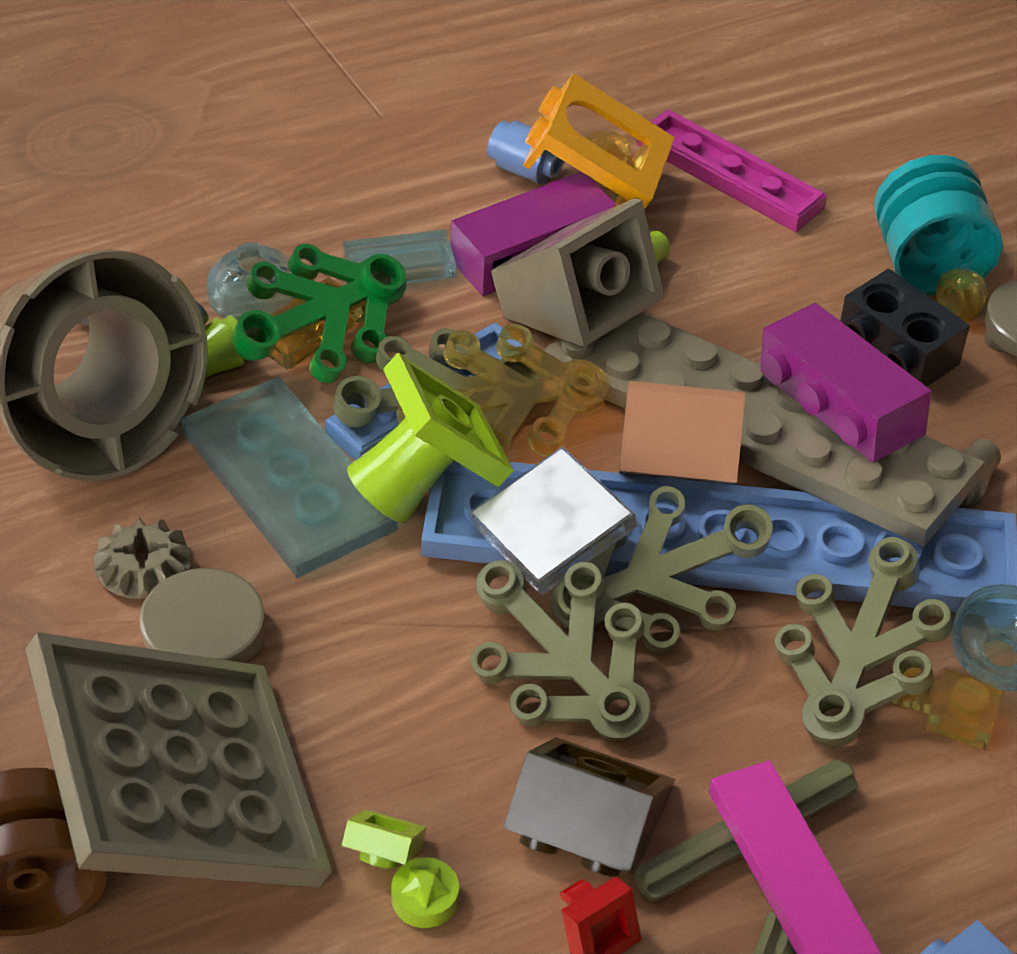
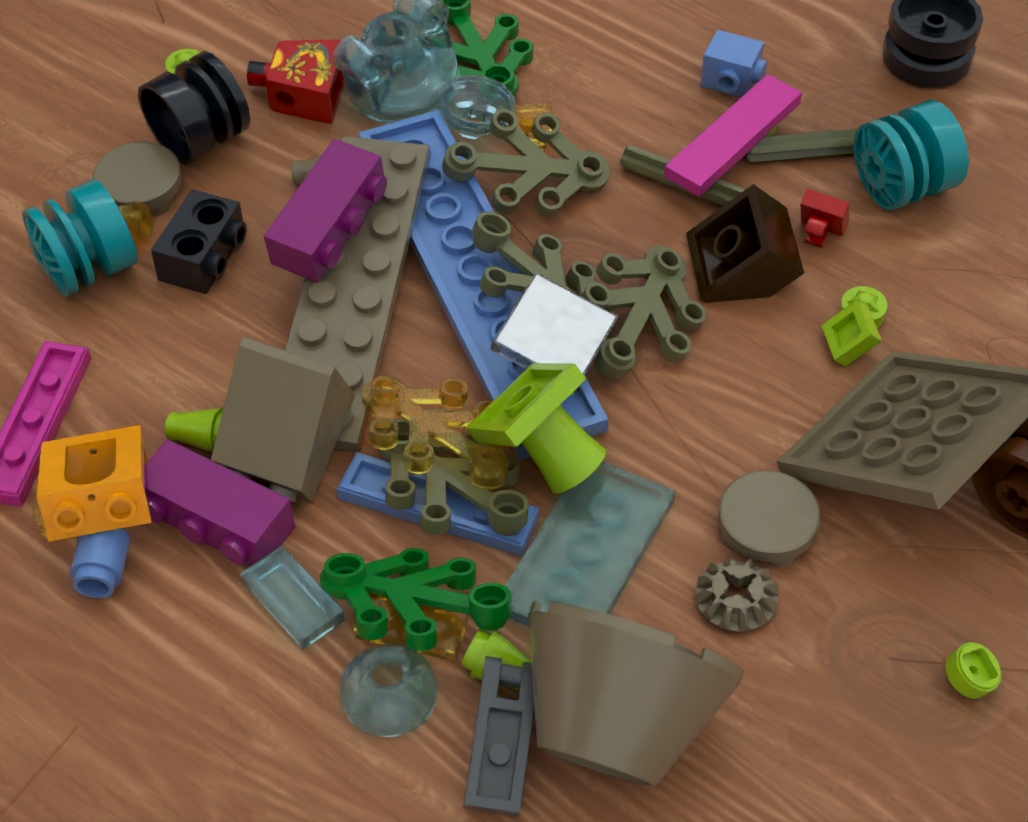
camera: 115 degrees left, 5 degrees up
(682, 432) = (433, 297): nougat slope -> none

